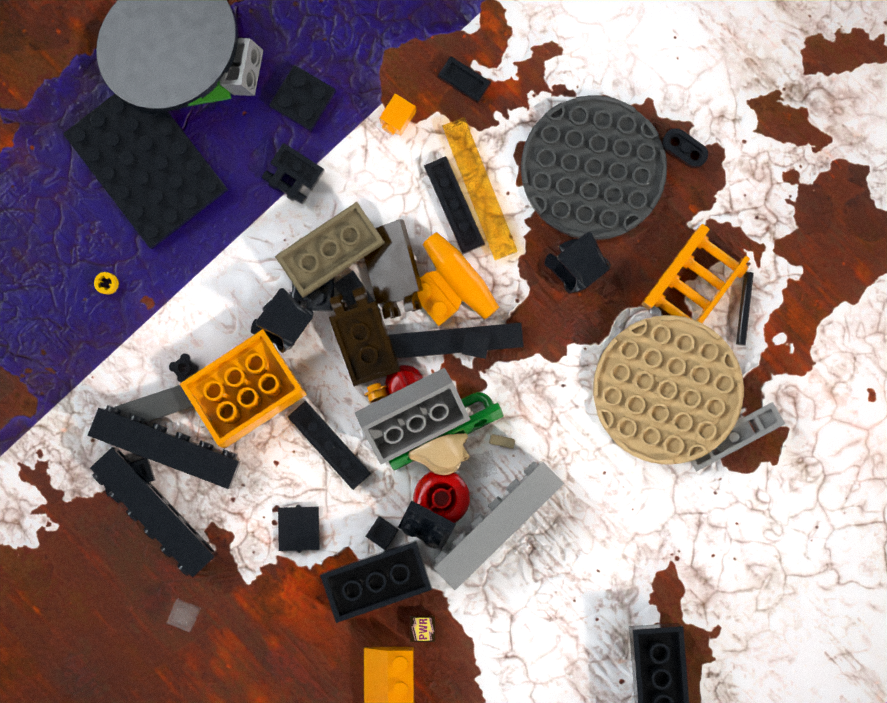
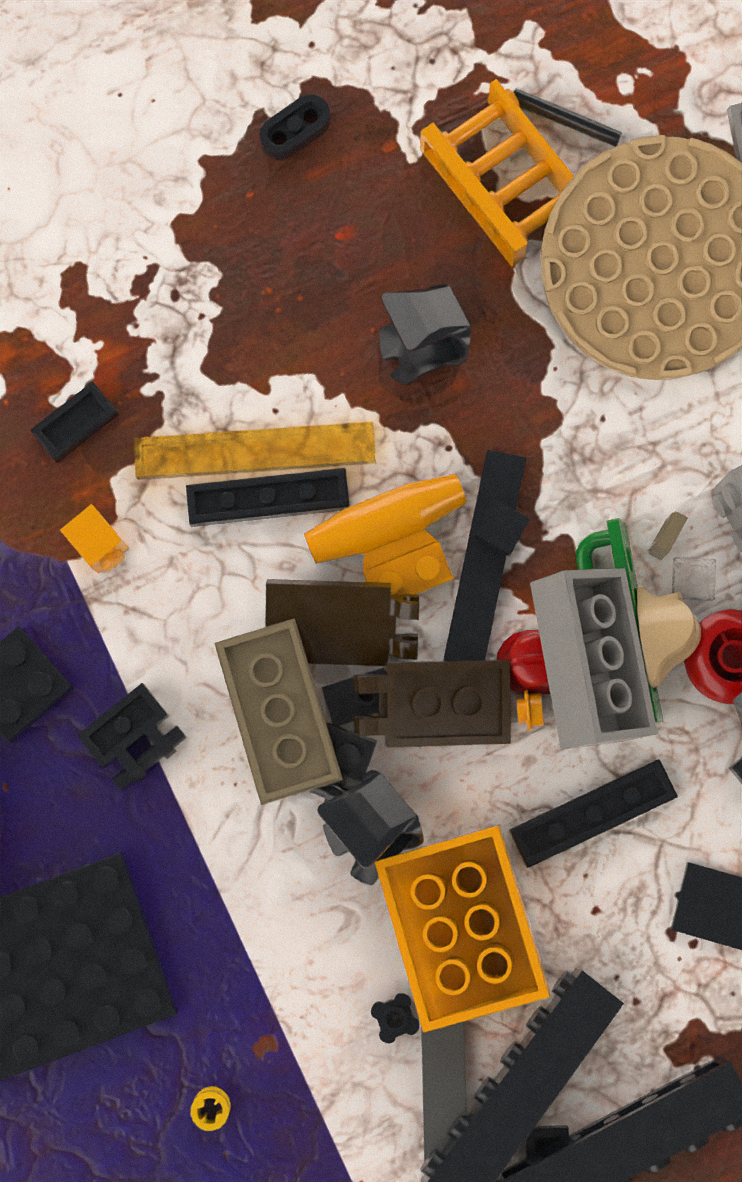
camera: 70 degrees left, 5 degrees down
(593, 167) = (278, 271): dark grey tile -> none

